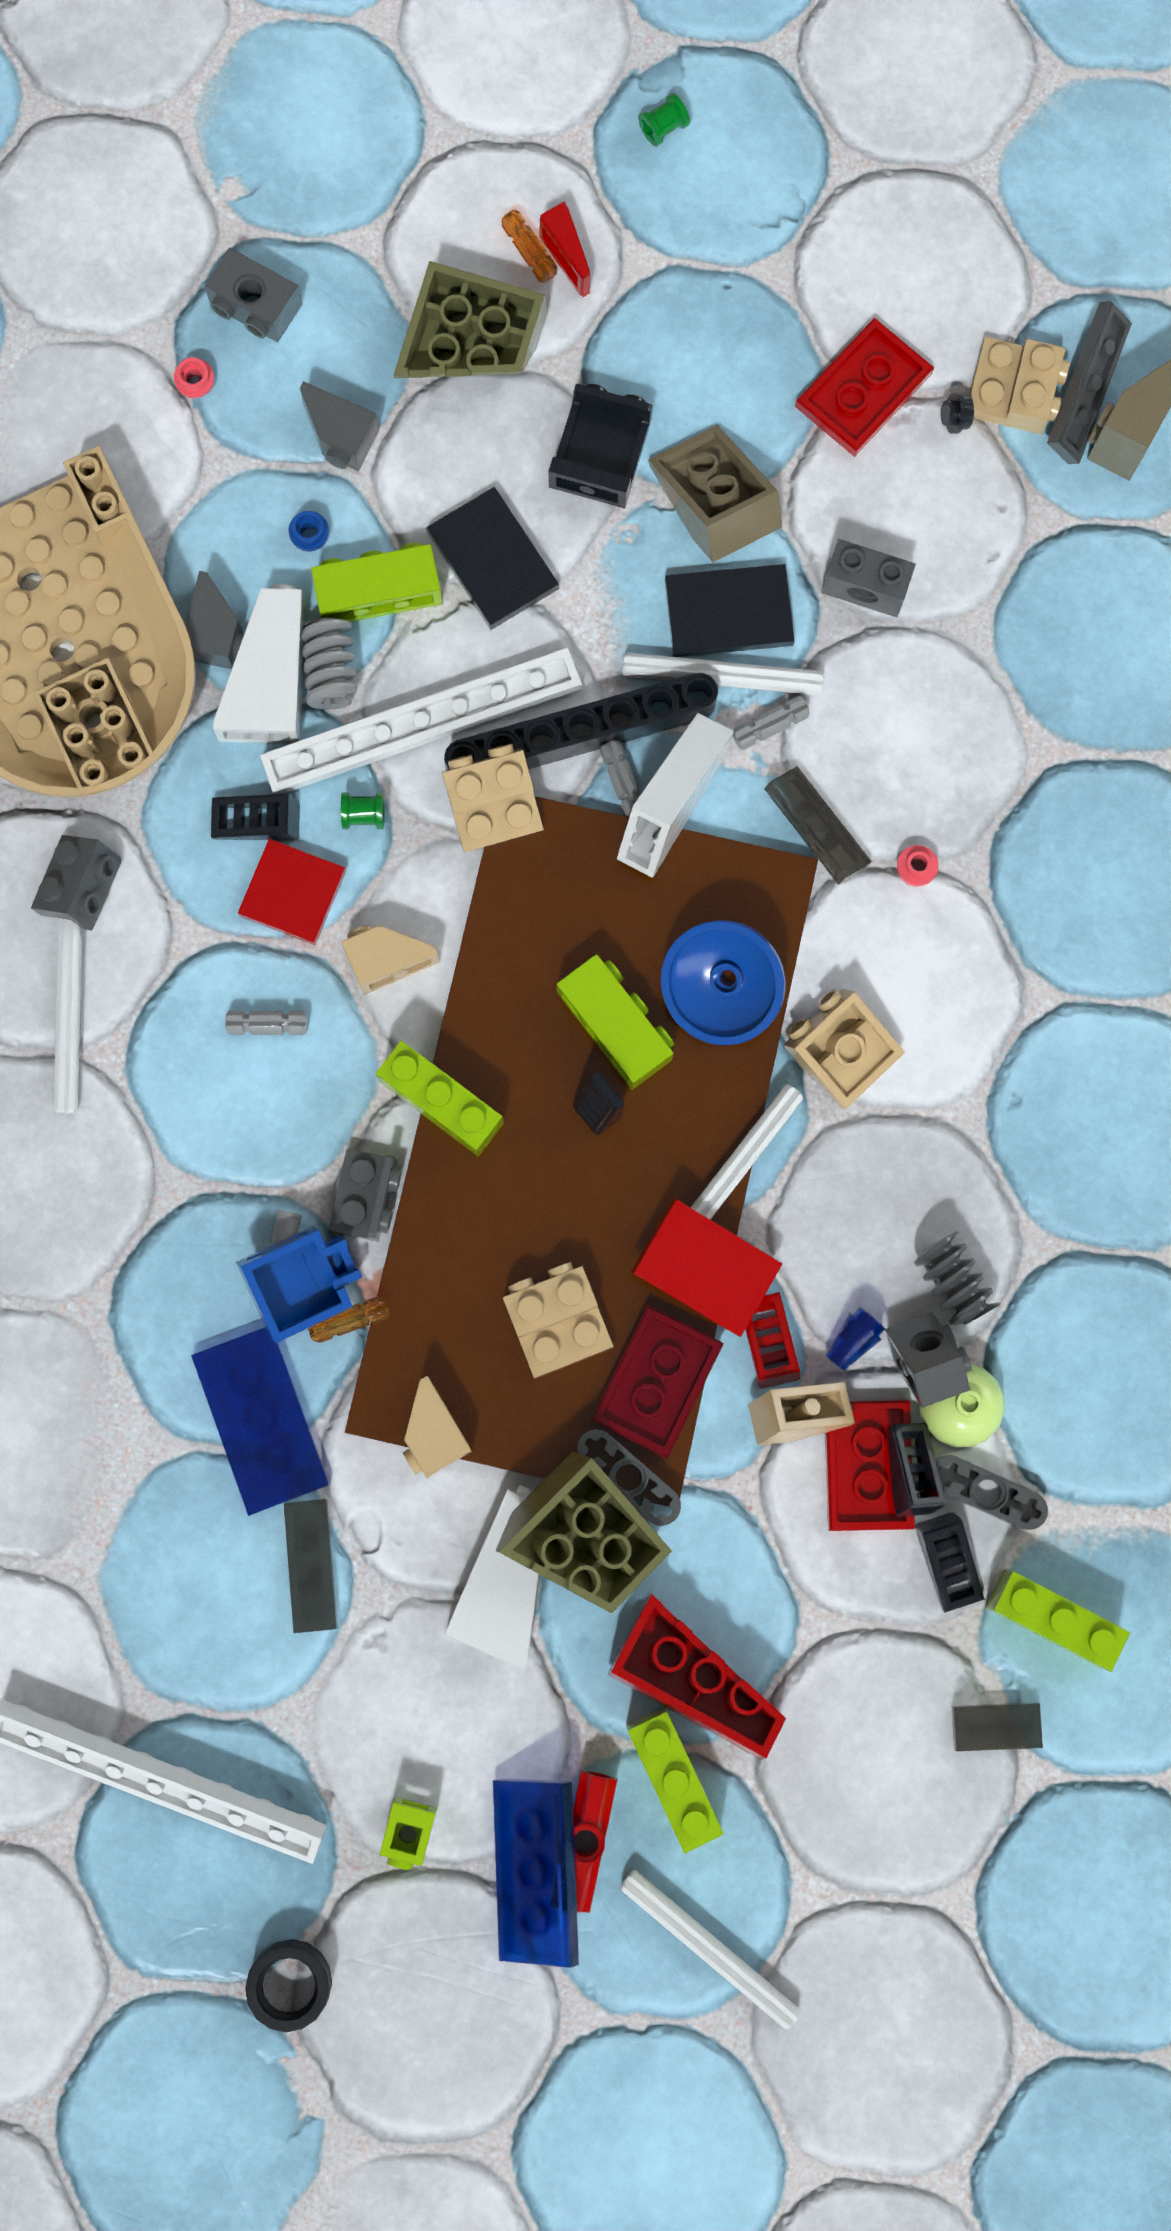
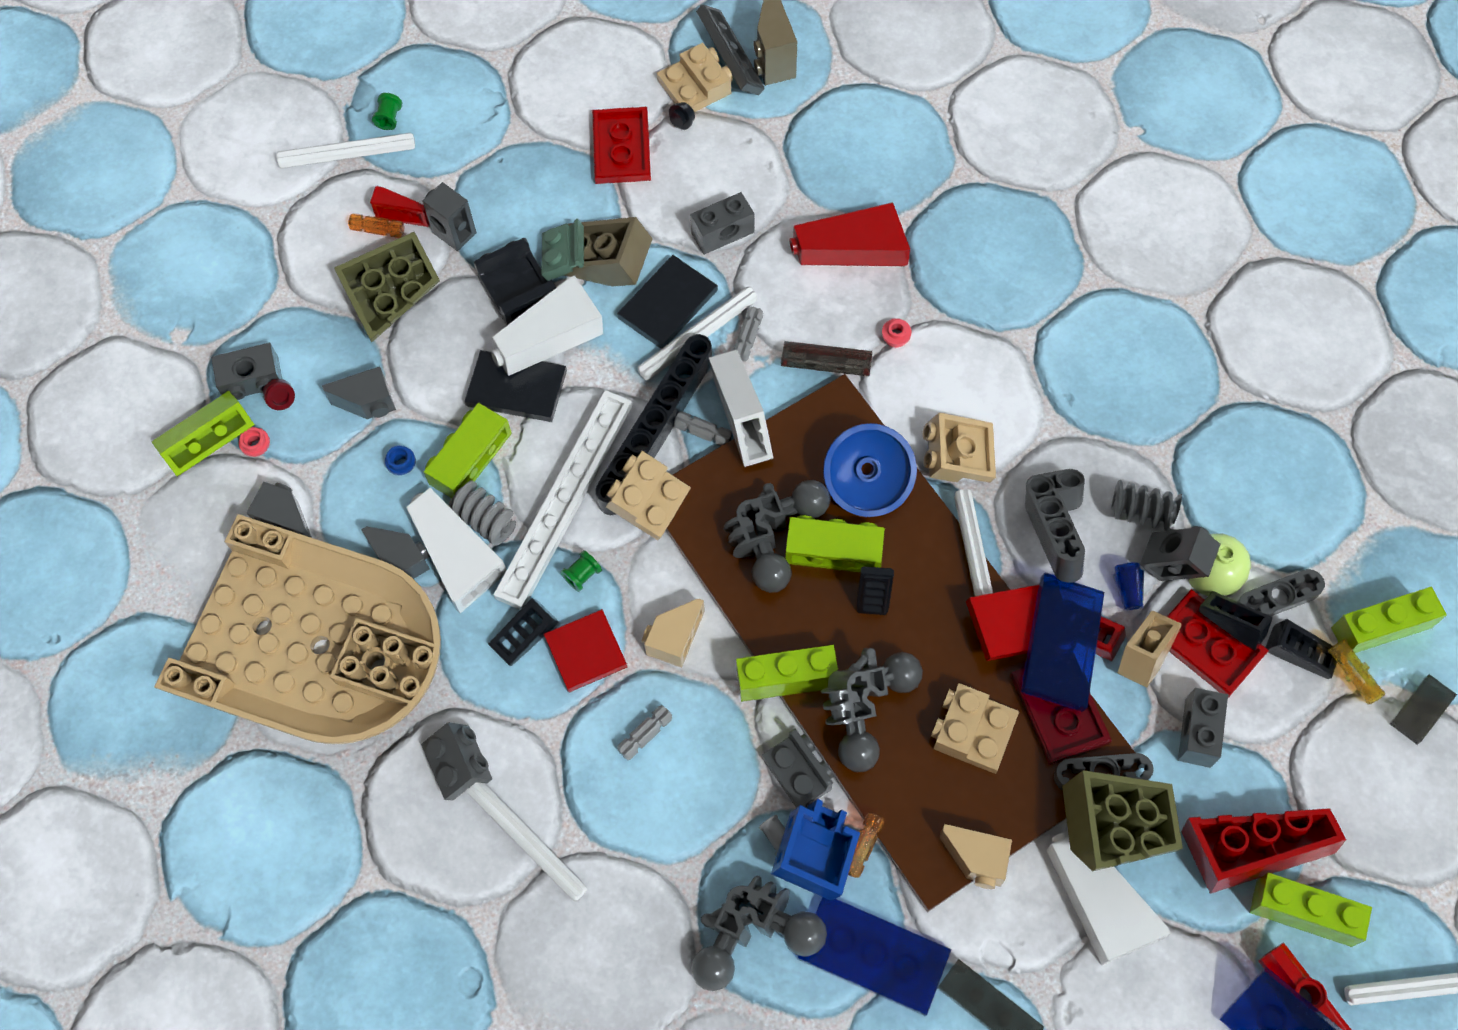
camera: 40 degrees left, 15 degrees down
(150, 324) = (202, 433): none -> lime brick
(150, 477) = (279, 508): none -> dark grey slope
(209, 1339) = (802, 932): none -> dark grey piece
(260, 349) = (278, 394): none -> dark red tile
(472, 1172) = (850, 705): none -> dark grey piece
(528, 987) = (771, 570): none -> dark grey piece
(576, 527) = (548, 328): none -> white slope
(582, 127) = (345, 150): none -> white axle
(601, 307) = (449, 216): none -> dark grey brick
(678, 453) = (562, 250): none -> sand green plate
(722, 1326) = (1063, 642): none -> clear blue tile
(766, 1532) = (1203, 727): none -> dark grey brick
(839, 1215) = (1047, 504): none -> dark grey beam
(970, 1631) = (1370, 690): none -> clear yellow pin
(982, 723) = (853, 239): none -> red slope

